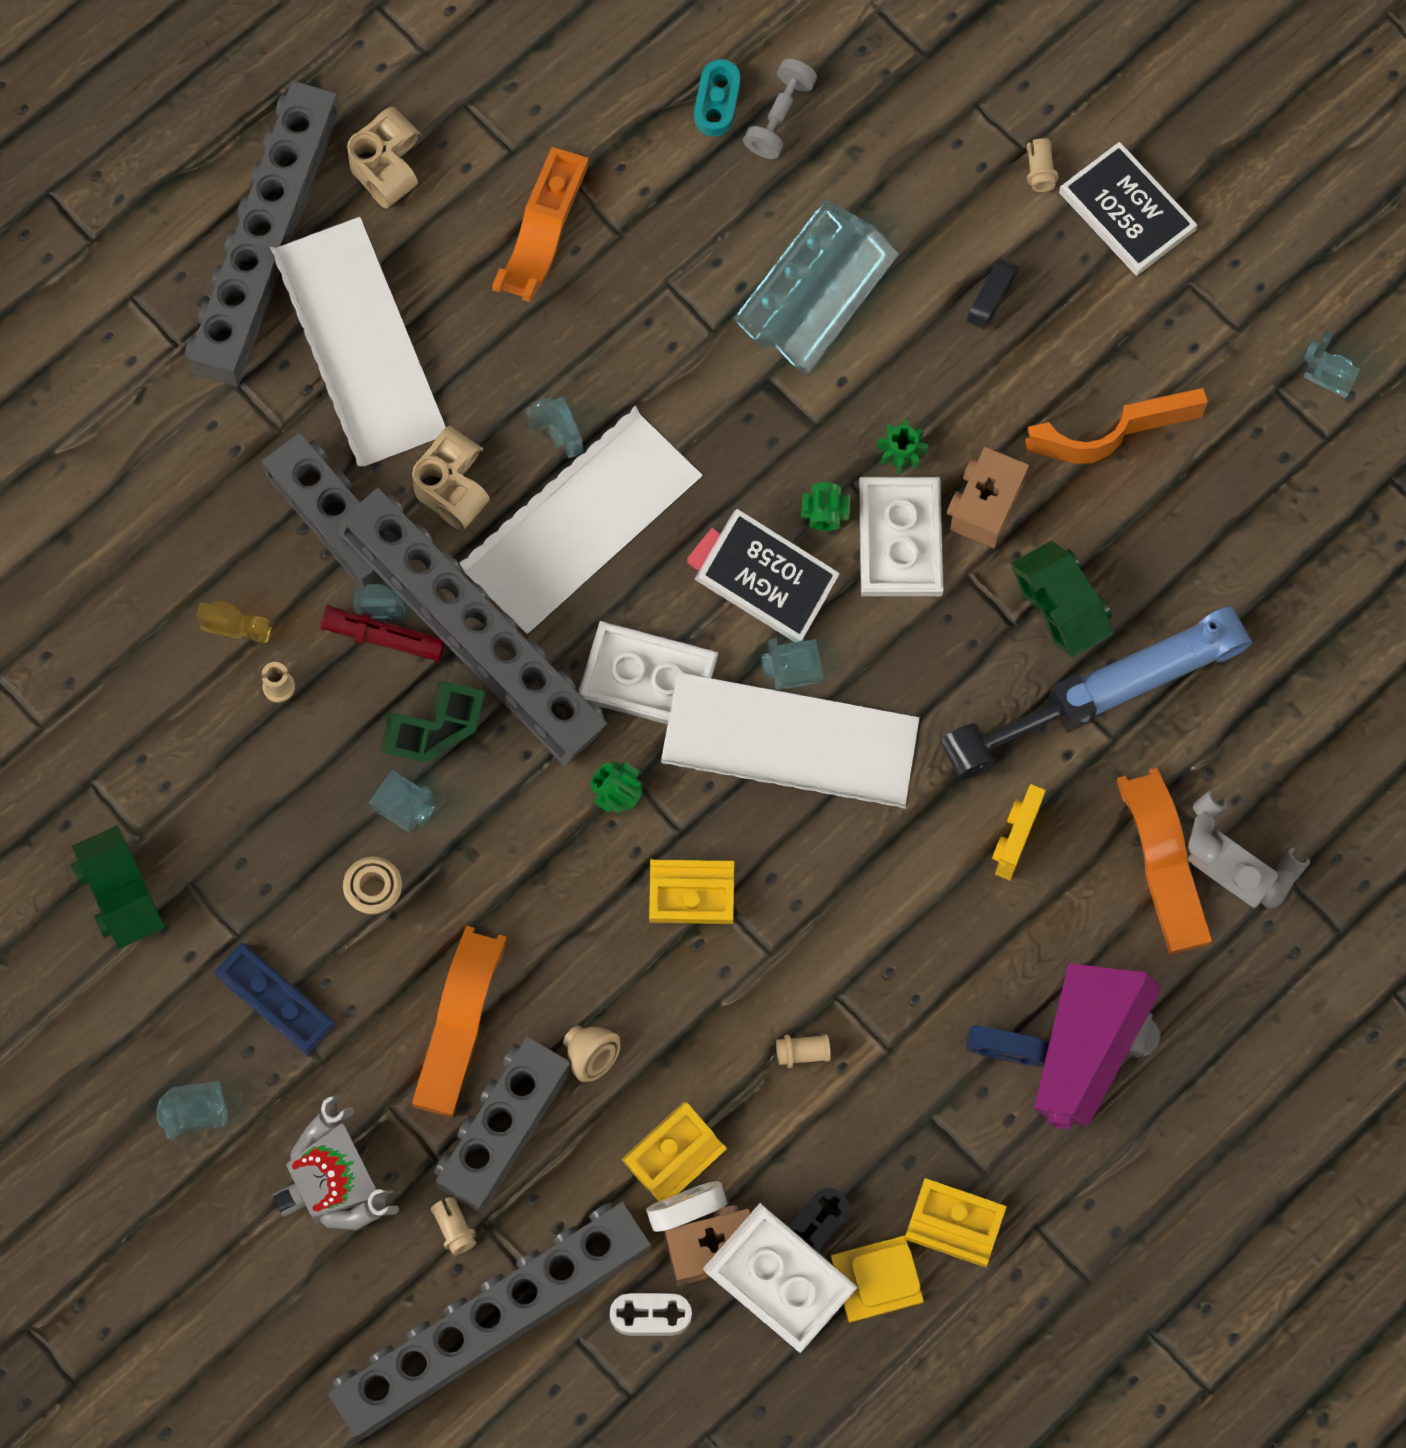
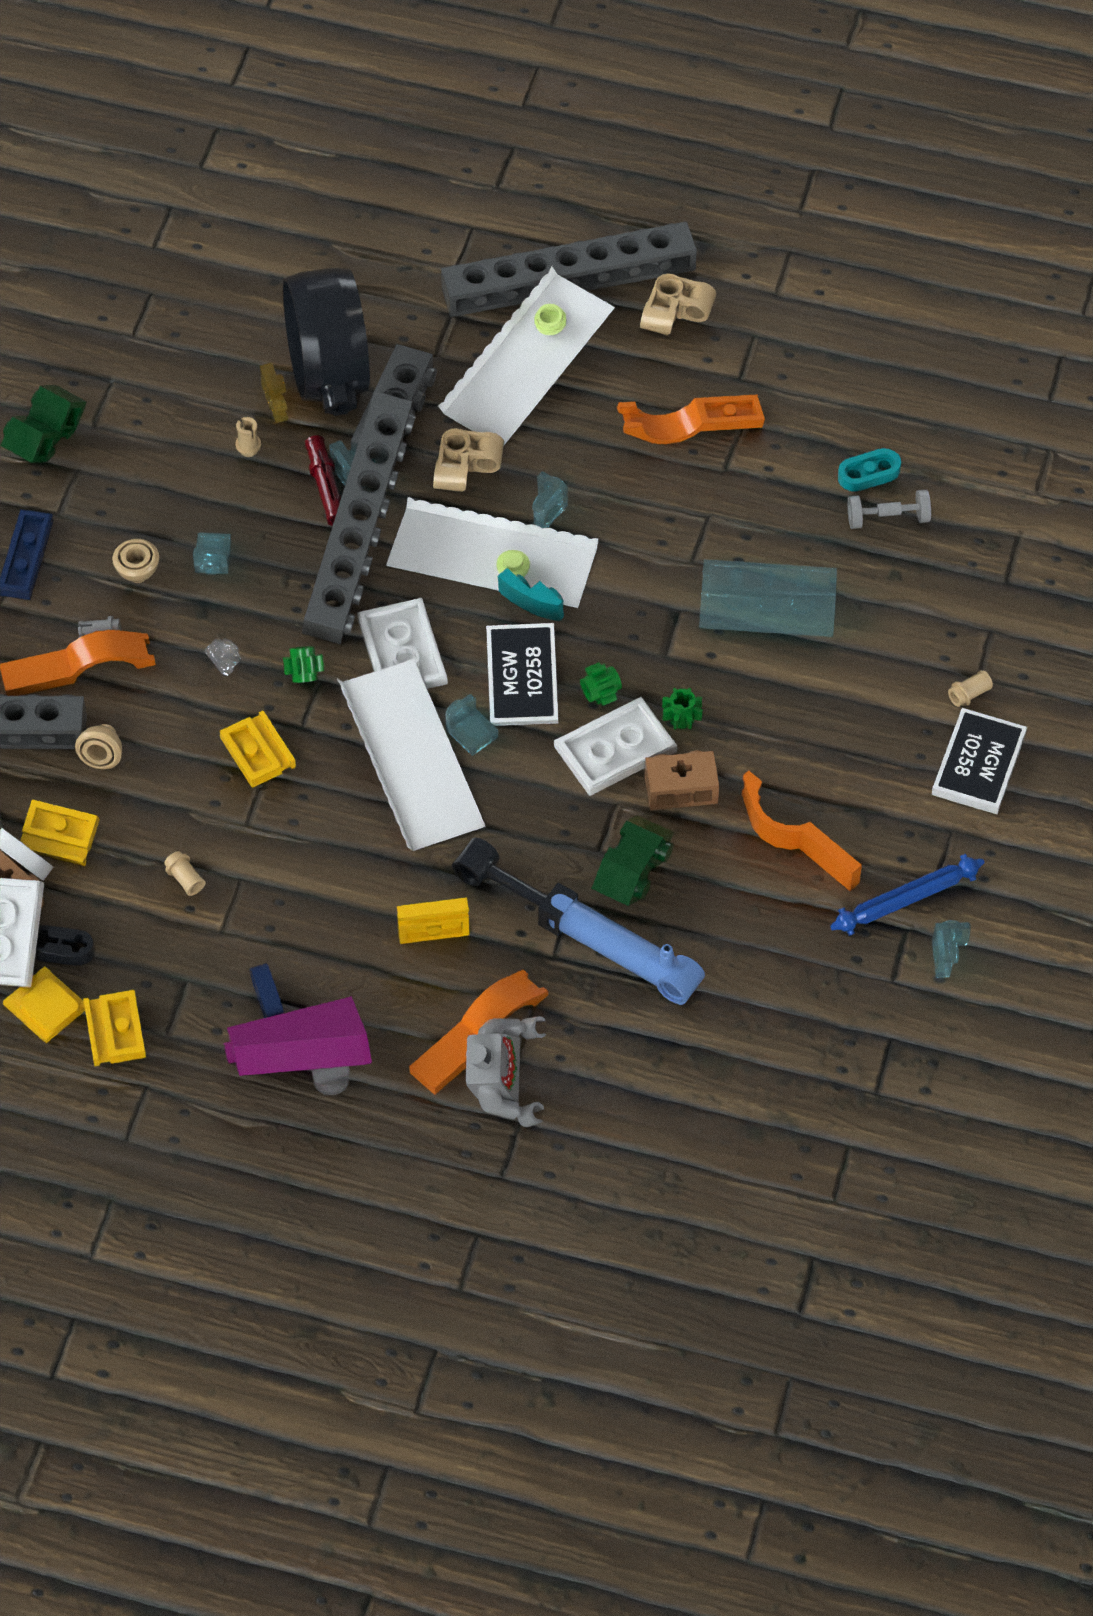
camera: 60 degrees right, 15 degrees down
(226, 526) = (327, 338): none -> black cylinder
(334, 289) = (550, 319): none -> yellowish green plate
(432, 972) = (88, 627): none -> light grey pin
(451, 719) = (285, 543): dark green brick -> none
(546, 861) = (223, 655): none -> clear plate
(616, 507) = (515, 561): none -> yellowish green plate
(681, 506) = (537, 600): none -> teal slope
(992, 293) = (843, 706): black beam -> none
(1244, 367) = (907, 894): none -> blue wheel

